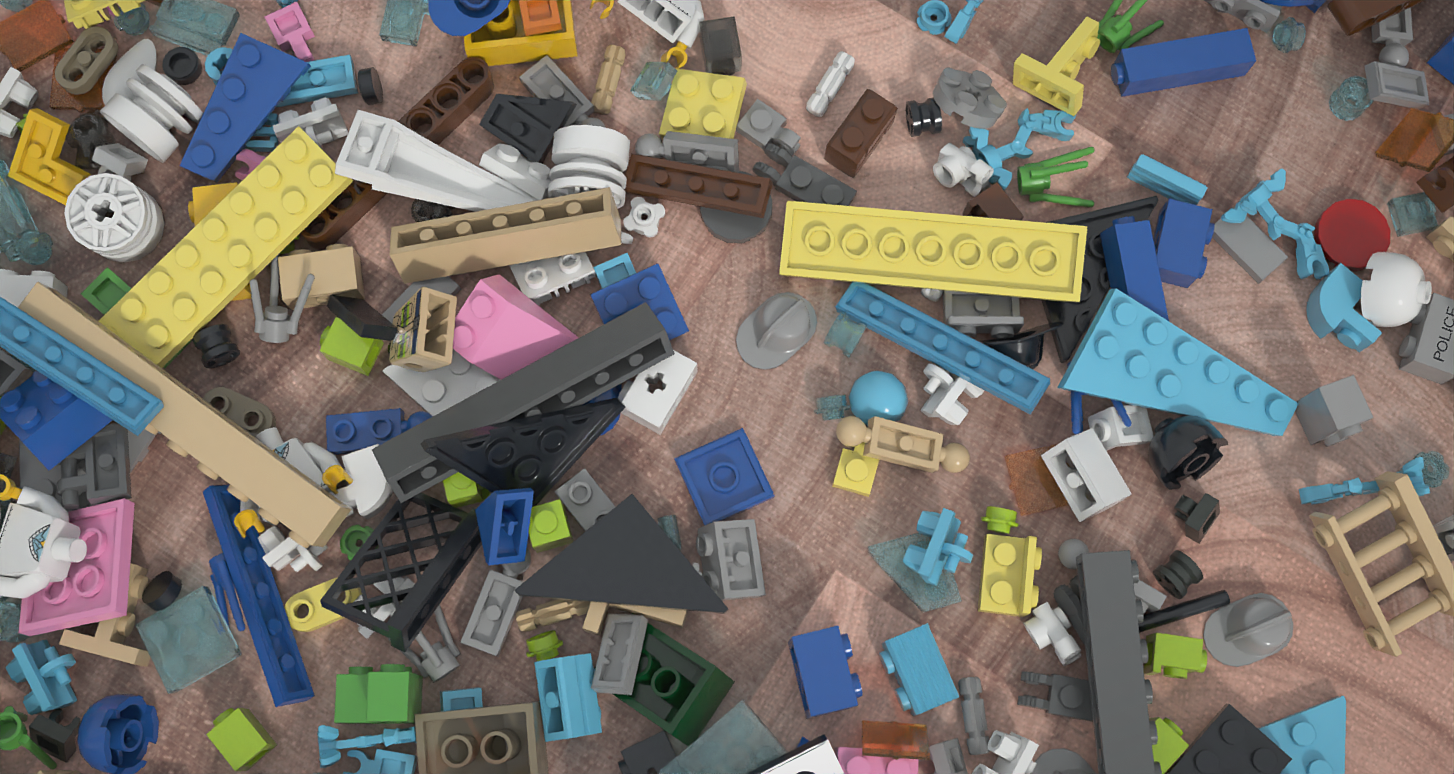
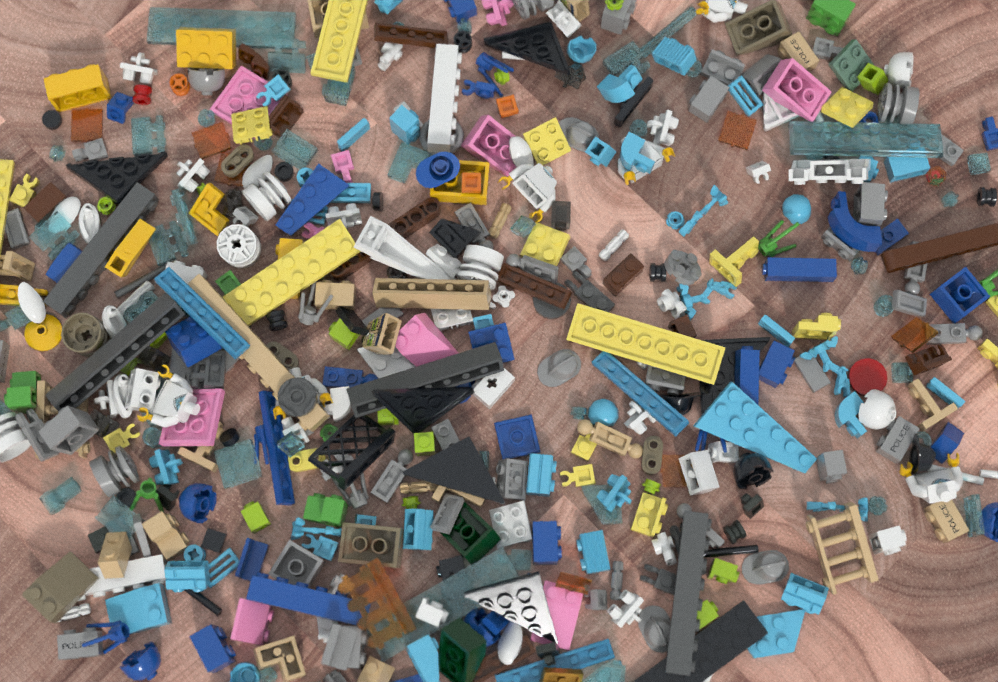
camera: 15 degrees right, 0 degrees up
(35, 255) = (198, 254): clear light blue plate -> none
(276, 485) = (297, 397): none -> dark grey tile
(284, 580) = (290, 444): none -> clear light blue plate
(505, 525) = (403, 439): blue slope -> none
(748, 647) = (511, 524): none -> white hinge
(781, 713) = (521, 559): none -> clear light blue plate
(784, 540) = (540, 474): none -> medium azure brick
(845, 334) = (593, 377): clear light blue wheel -> none
(862, 526) = (581, 475): none -> light yellow plate
(987, 458) = (652, 454): none -> dark tan plate
(1035, 177) = (709, 315): bright green plant -> none
(1248, 161) = (822, 328): none -> light yellow plate
(1341, 667) = (804, 594): none -> medium azure brick

